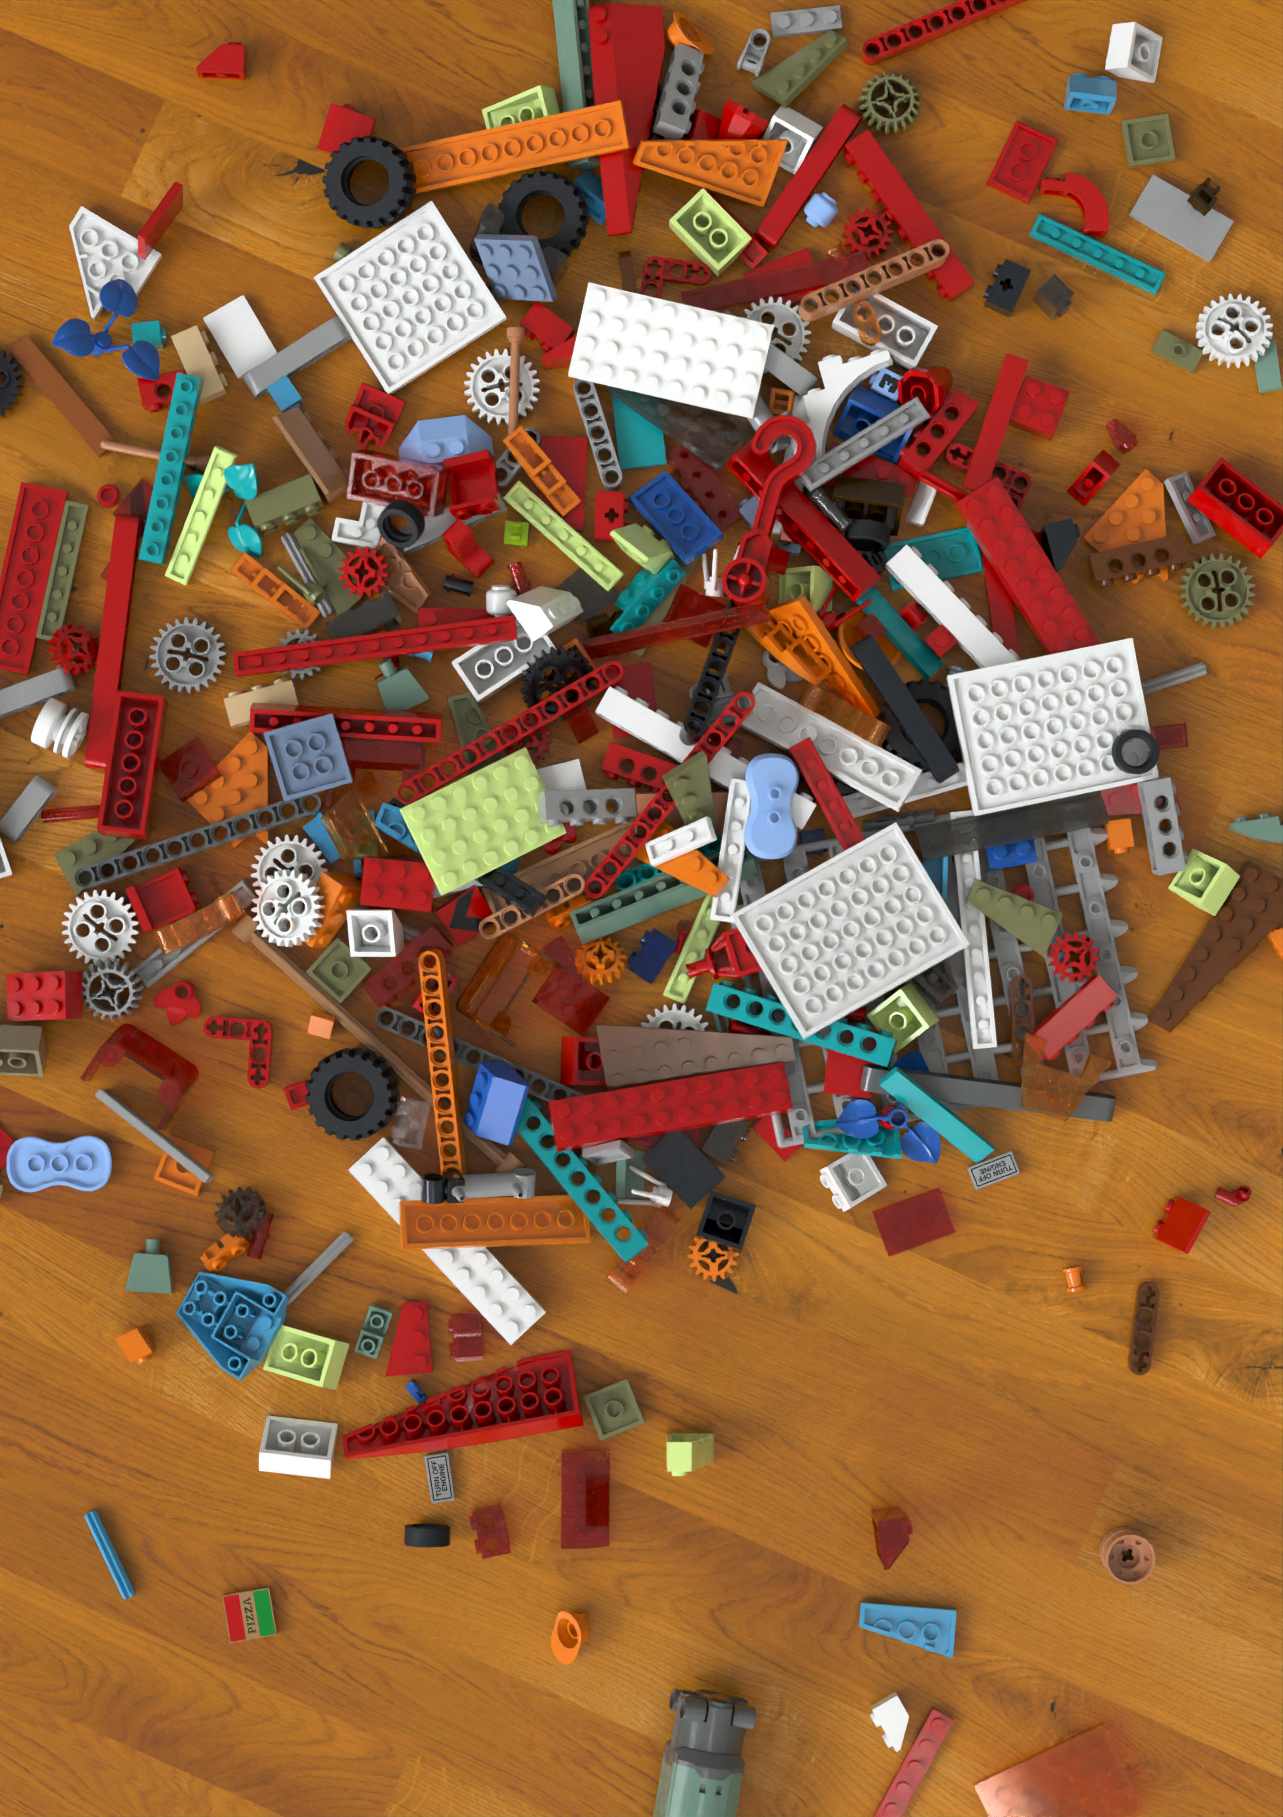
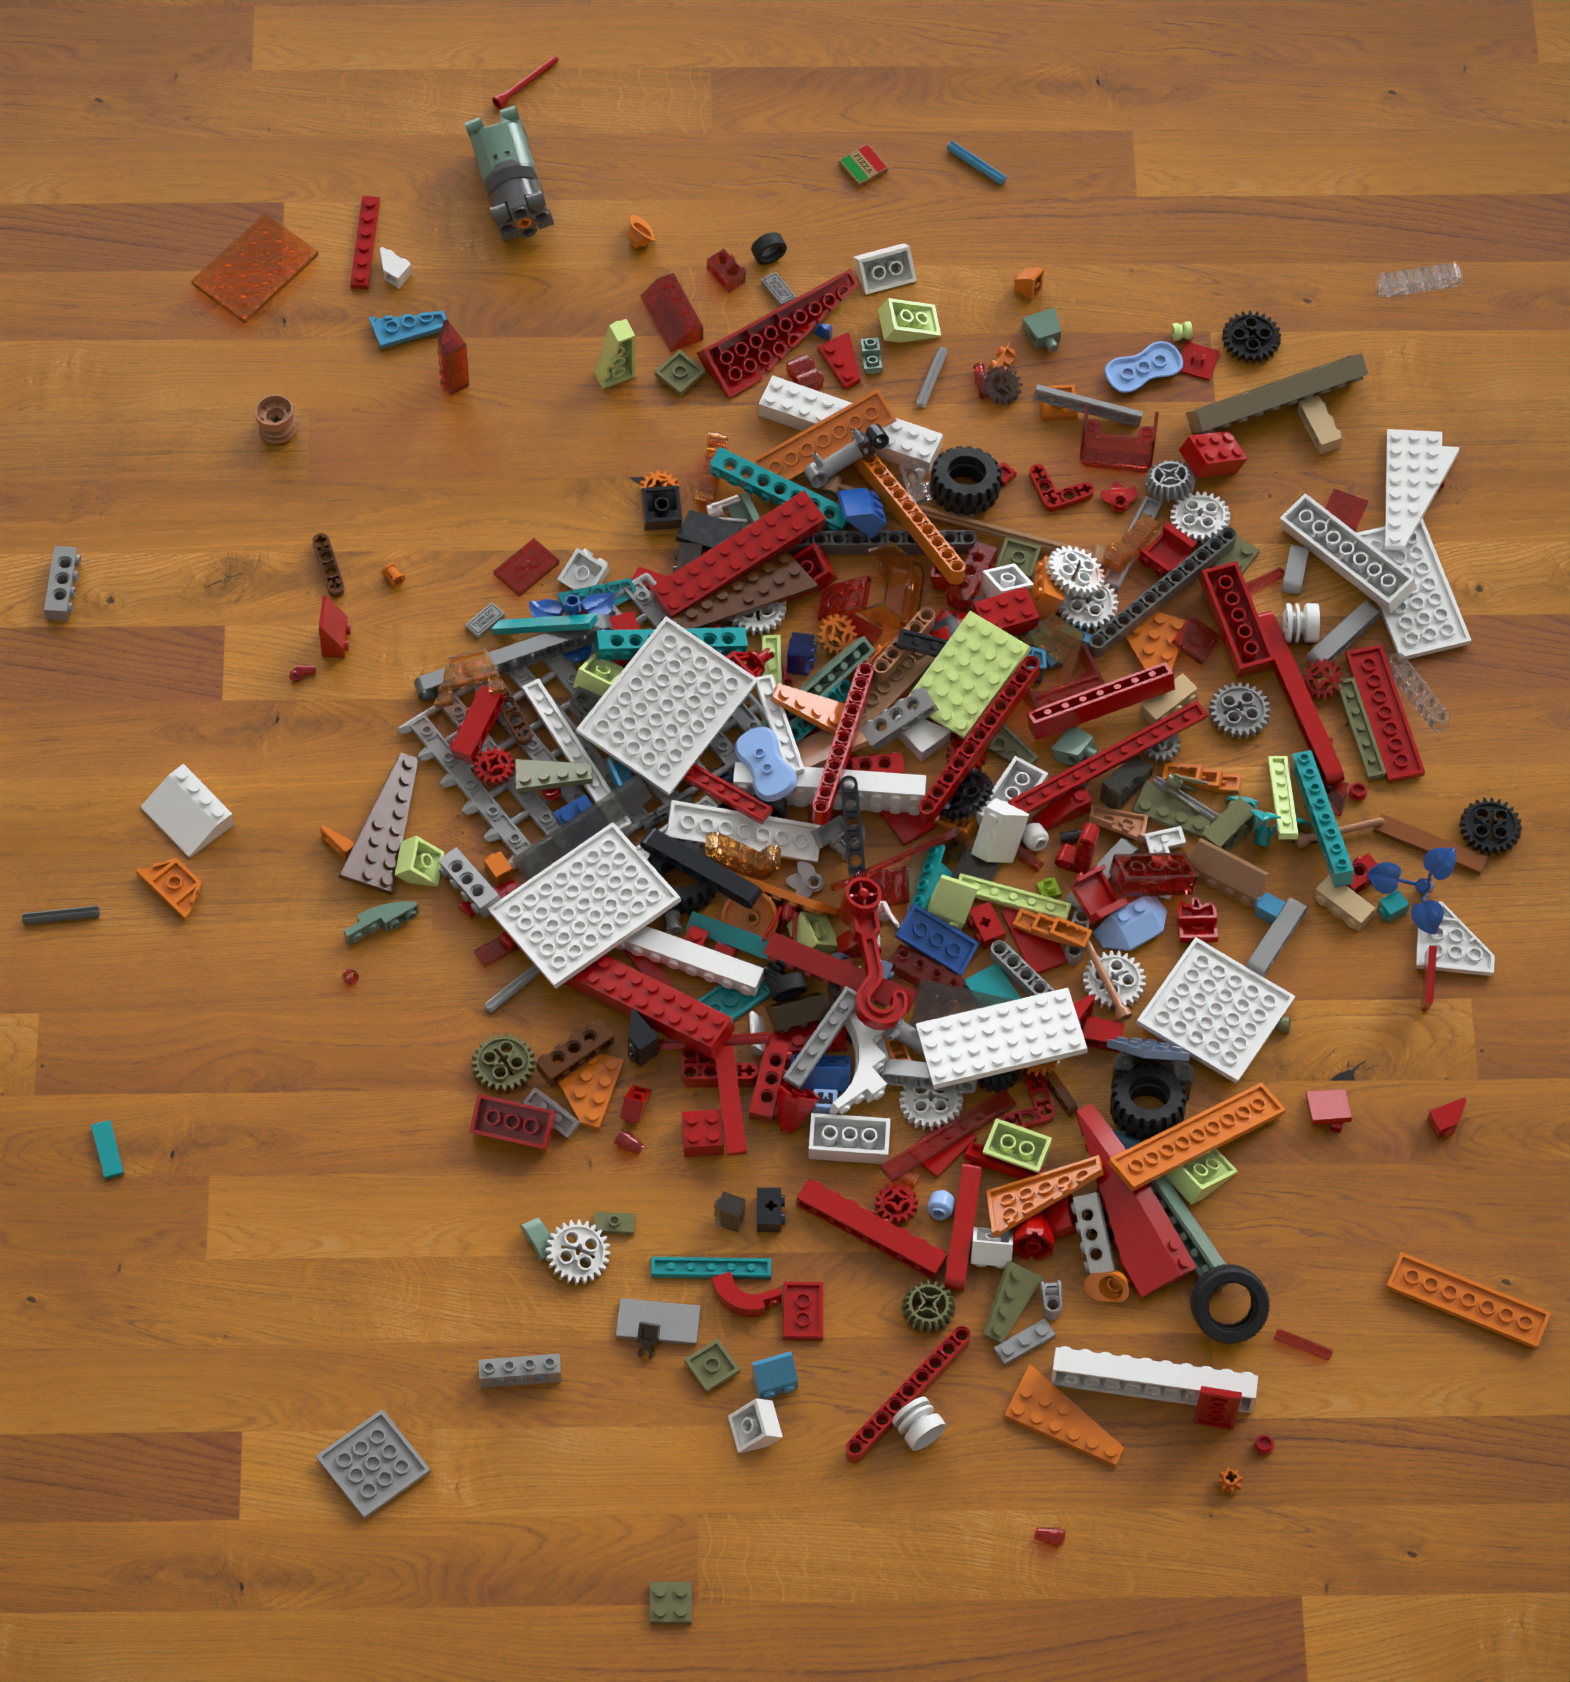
camera: 155 degrees right, 25 degrees down
(233, 1320) = (971, 321): dark azure wedge -> none
(240, 336) = (1325, 937): white tile -> none
(308, 756) = (1114, 661): sand blue plate -> none
(321, 1024) = (1011, 520): orange tile -> none
(339, 175) = (1285, 1089): black tyre -> none
(363, 581) = (1144, 808): red gear -> none
(393, 535) = (1134, 843): black tyre -> none
(581, 723) = (933, 774): clear red tile -> none
(608, 1152) = (759, 513): light grey tile -> none
(680, 841) = (819, 714): white tile -> none
(692, 789) = (825, 741): olive wing -> none
(791, 652) = (805, 887): orange slope -> none
(831, 509) = (823, 985): clear smoke pin -> none
(870, 625) = (752, 922): clear red tile -> none
(871, 321) = (867, 1123): clear orange beam -> none
(881, 272) = (870, 1163): nougat beam -> none
(1153, 751) = (519, 922): black tyre -> none

